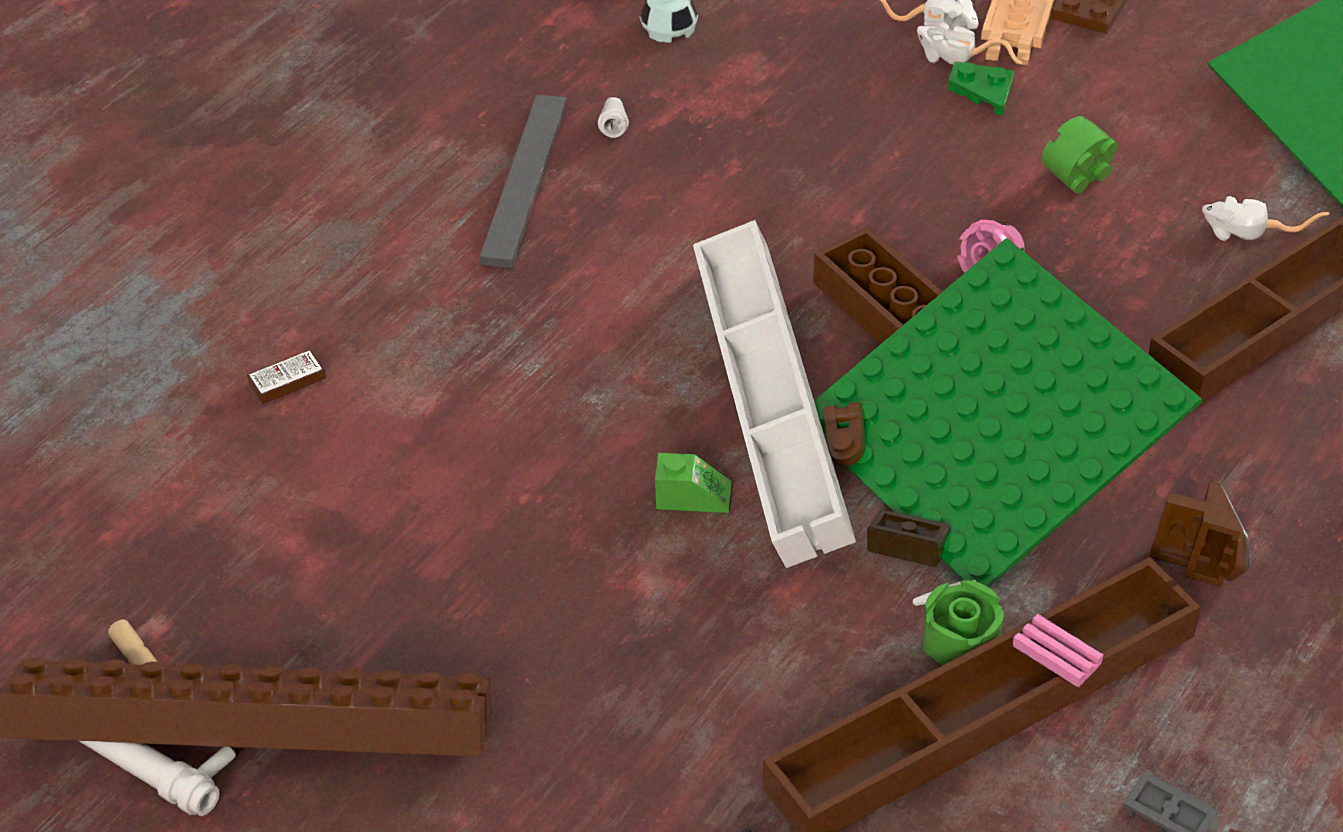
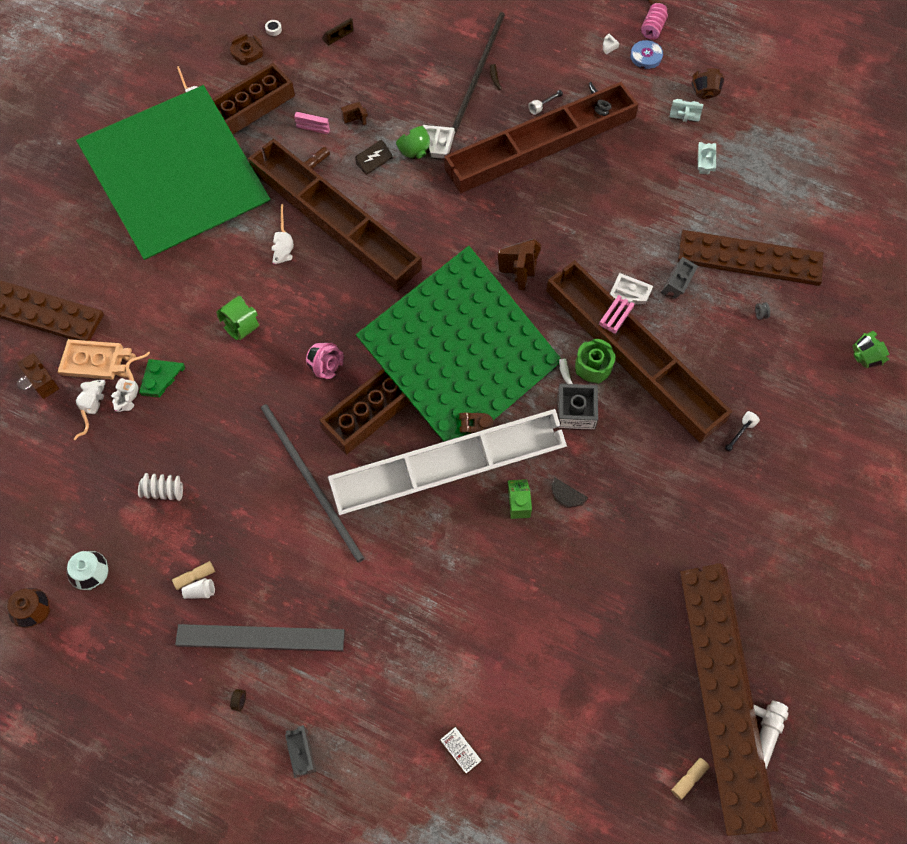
camera: 100 degrees left, 20 degrees up
(344, 210) = (300, 752): none -> dark grey hinge
(437, 149) = (238, 700): none -> dark brown tile
(638, 115) = (191, 576): none -> tan piece
(687, 558) = (566, 495): none -> clear smoke tile
(779, 238) = (313, 484): none -> dark grey piece
(783, 79) = (160, 488): none -> white piece
(861, 582) = (577, 406): none -> dark grey brick
(907, 537) = (536, 390): dark brown slope -> none
(1140, 721) = (631, 289): none -> white wing

